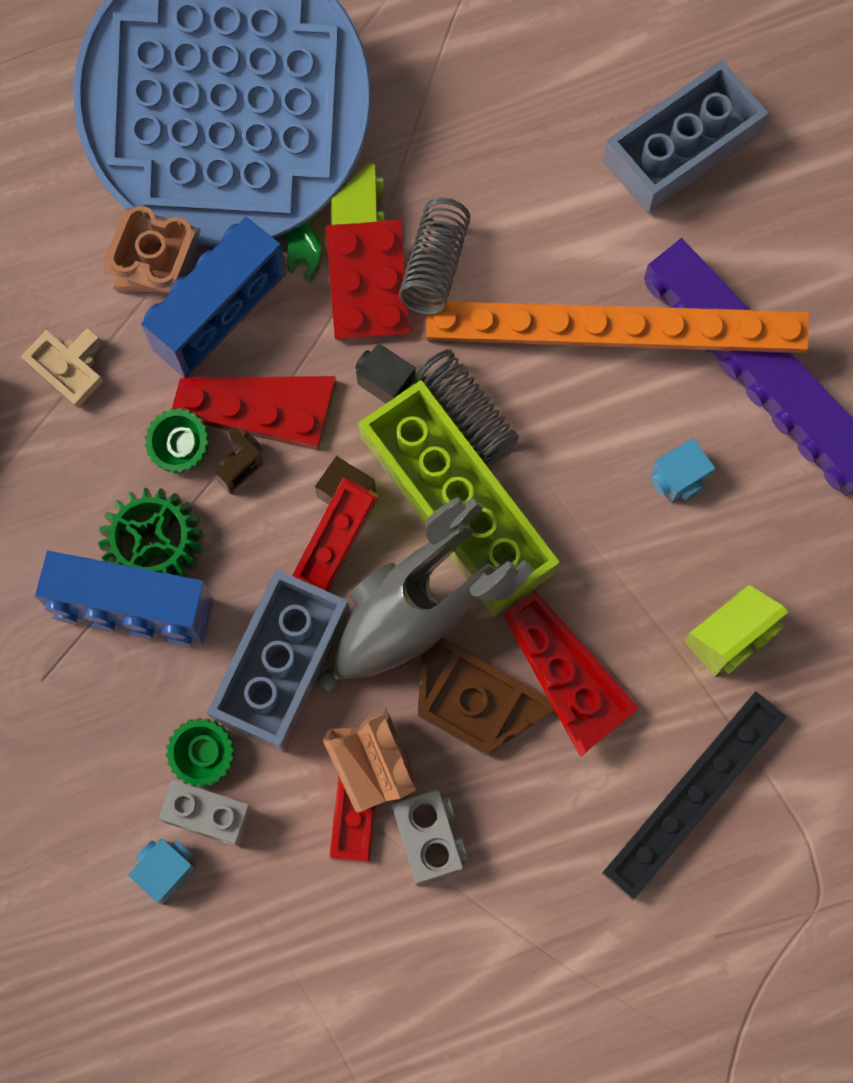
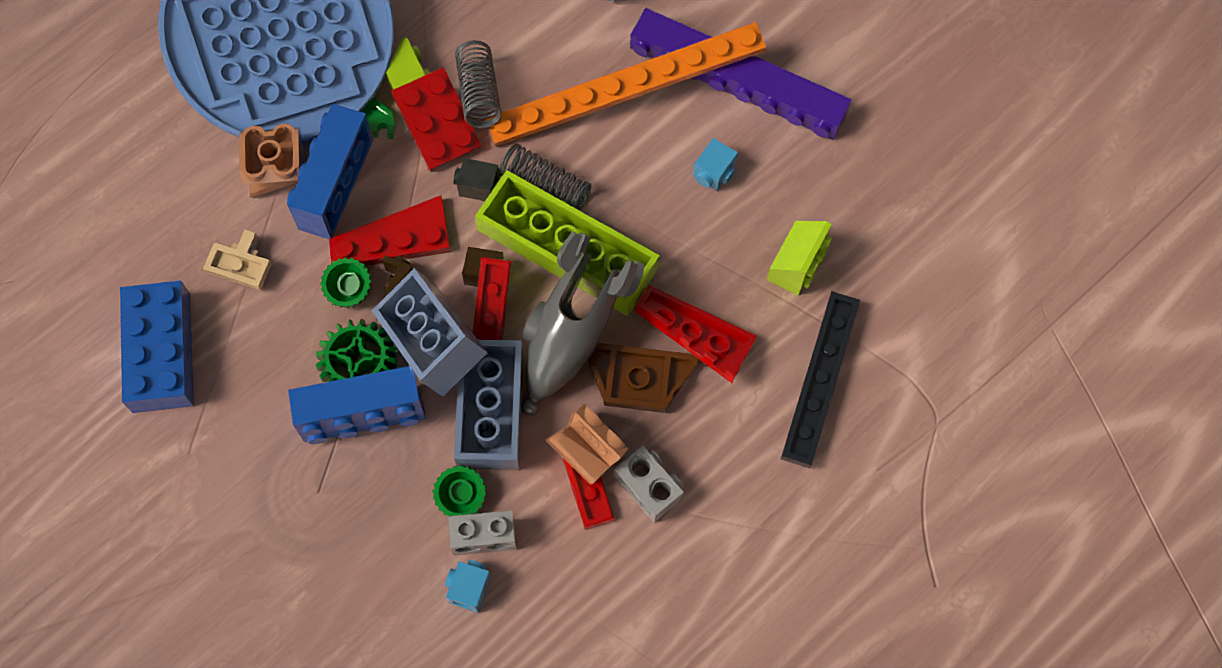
camera: 25 degrees left, 5 degrees down
(241, 547) = (429, 332): none -> sand blue brick

